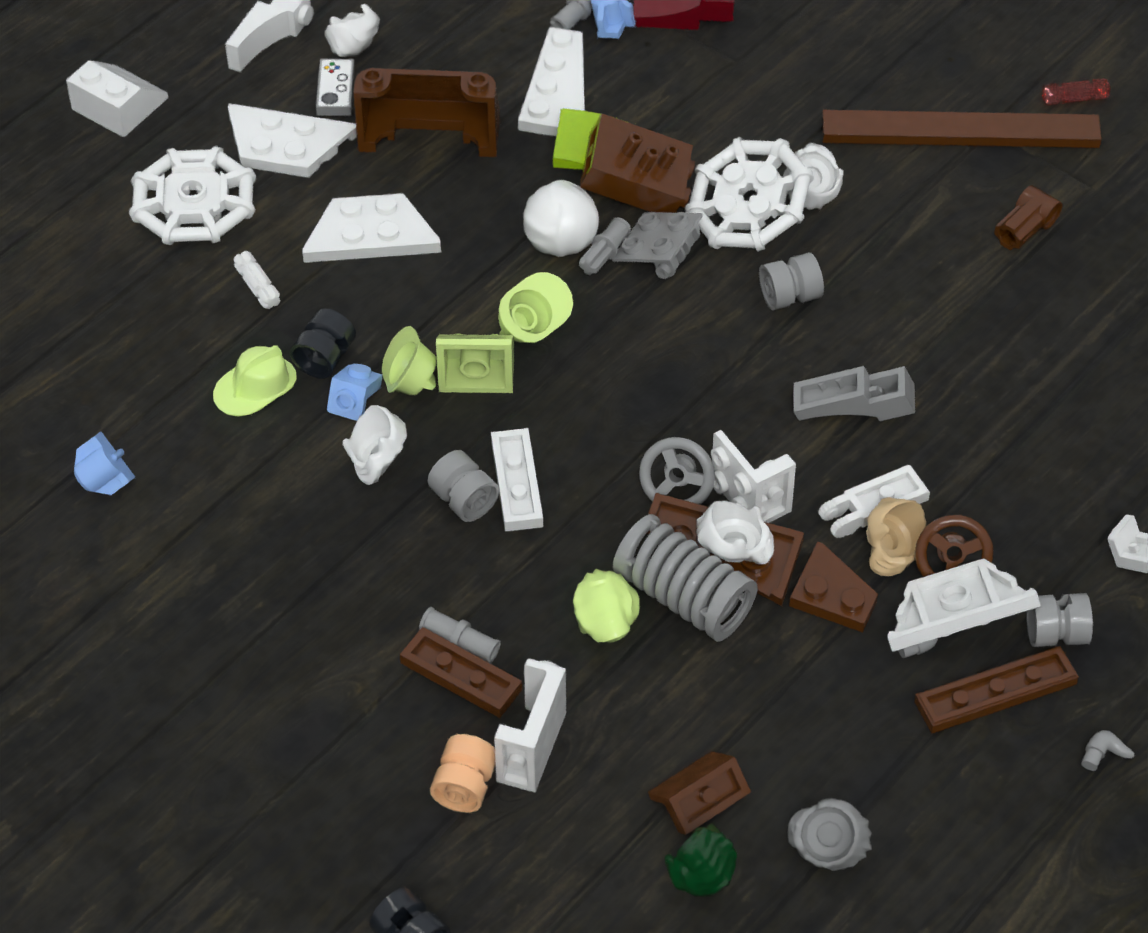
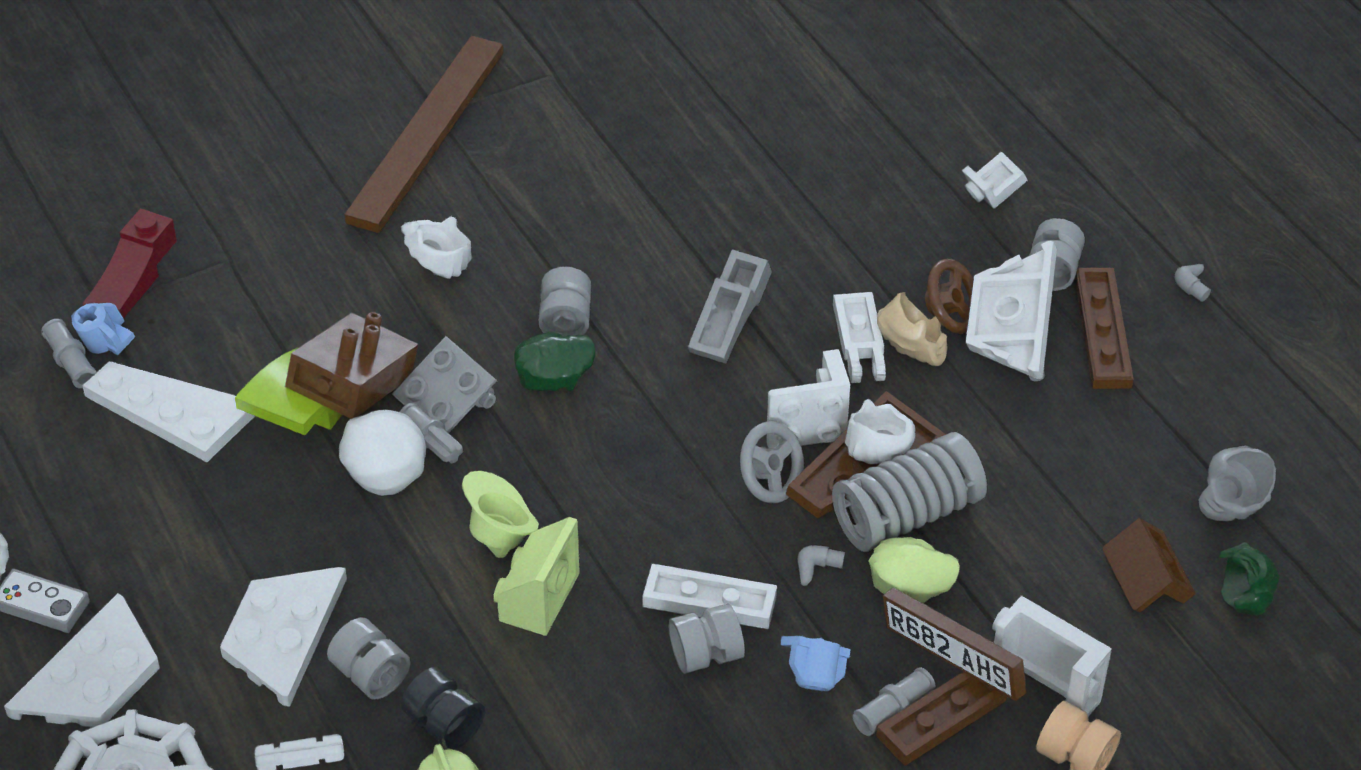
camera: 70 degrees left, 5 degrees down
(351, 390) = (520, 701): light blue bracket -> none
(352, 283) = (368, 658): none -> light grey wheel
(375, 442) = (613, 699): white hair -> none
(408, 364) = (508, 641): yellowish green piece -> none
(426, 101) = (182, 475): reddish brown windscreen -> none
(472, 567) = (816, 662): none -> light blue piece
(525, 646) = (955, 644): none -> tile
(598, 540) = (817, 555): none -> light grey animal
(722, 294) = (553, 360): none -> dark green hair
(747, 176) = (444, 274): white plate -> none
(833, 591) = (950, 399): reddish brown wing -> none
(1032, 211) = (569, 116): reddish brown piece -> none
(1076, 91) = (429, 41): clear red axle -> none

